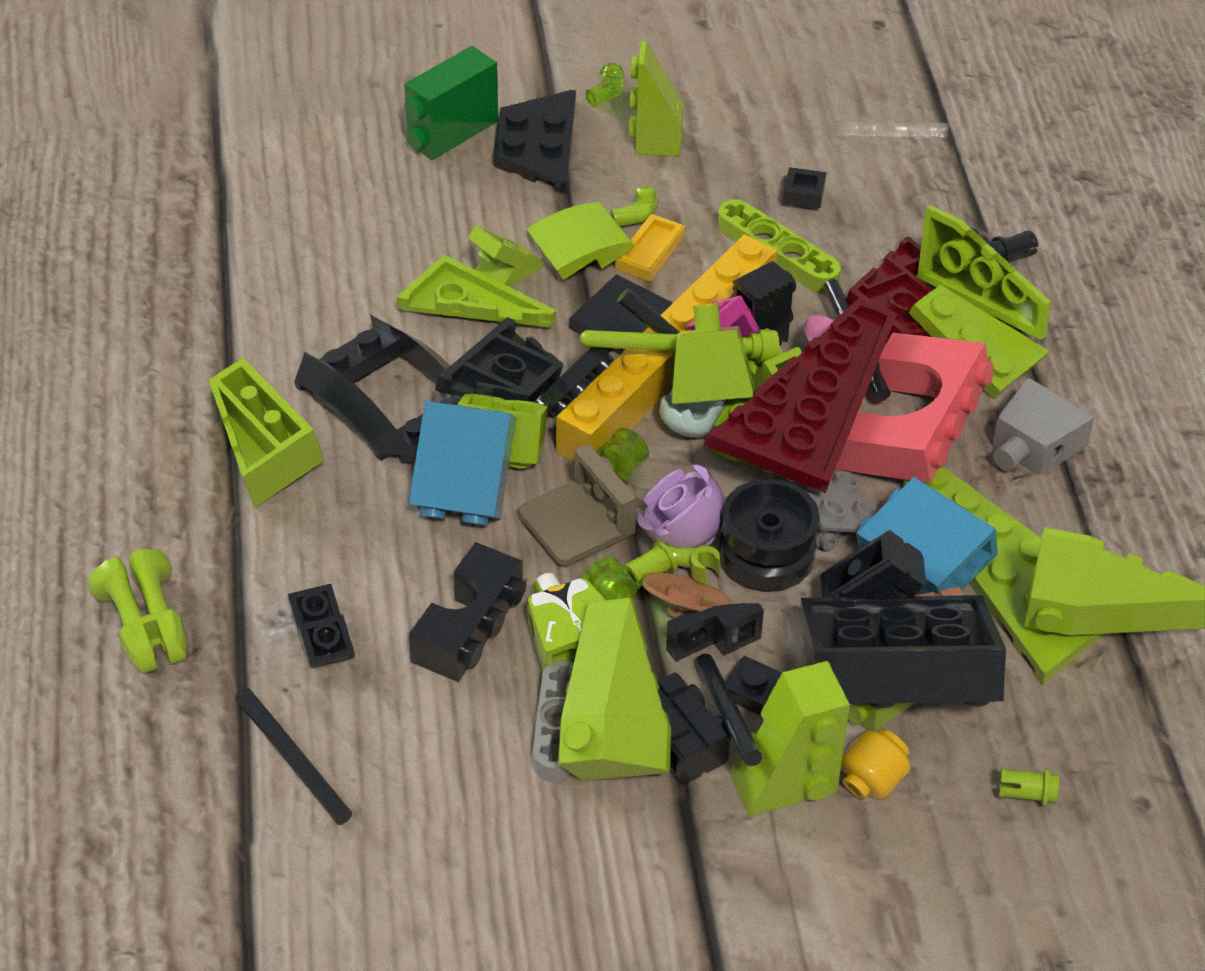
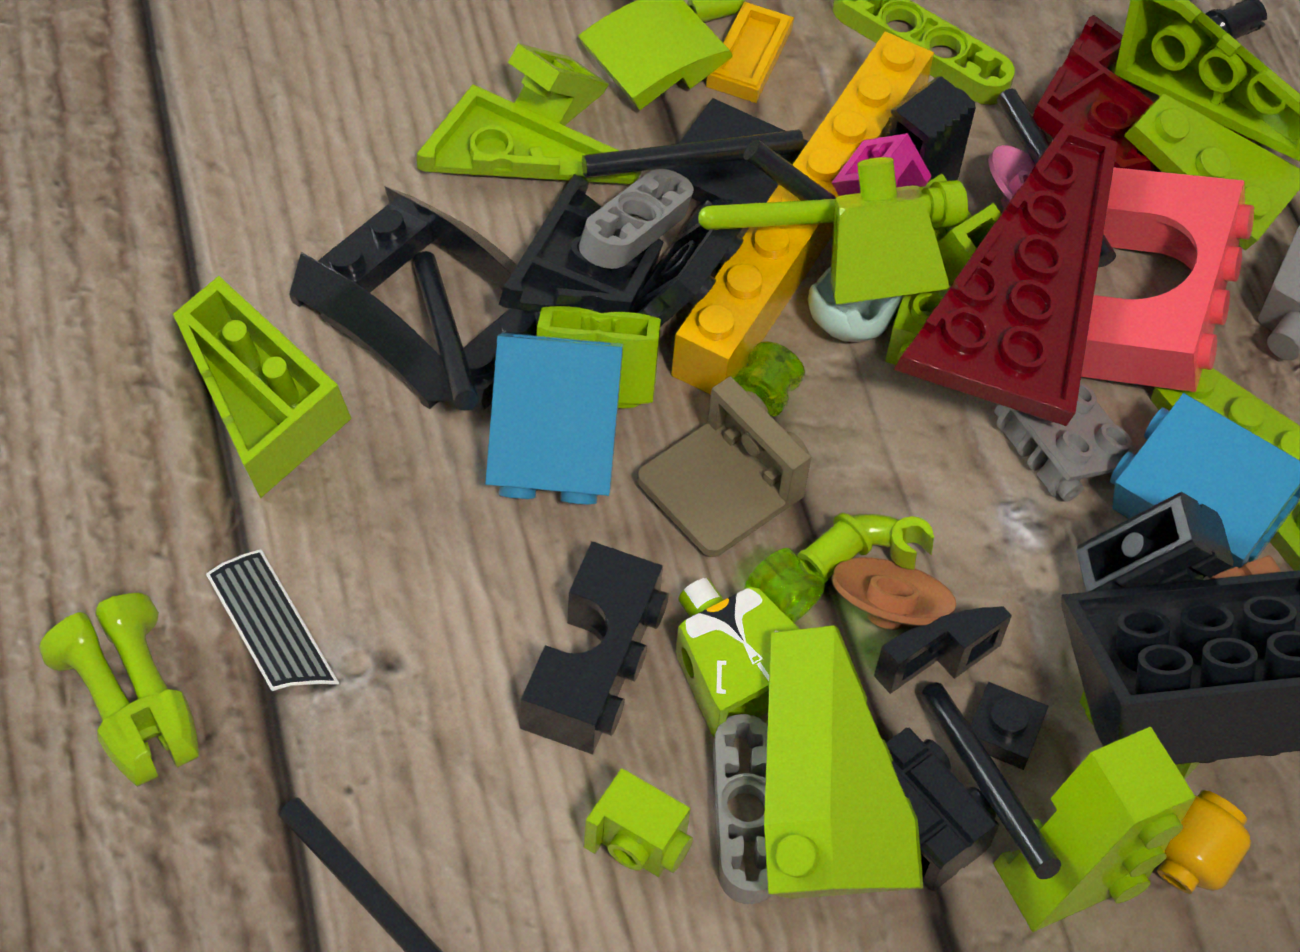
camera: 10 degrees left, 10 degrees up
(247, 583) = (269, 622): none -> sticker
(320, 626) = (386, 687): black slope -> none
(397, 407) = (445, 331): none -> black bar
(479, 721) = (639, 826): none -> lime brick
(543, 345) = (657, 197): none -> light grey beam
(583, 307) = (687, 153): none -> black bar
(684, 509) = (872, 462): lavender cylinder -> none
(769, 534) = (995, 492): black wheel -> none

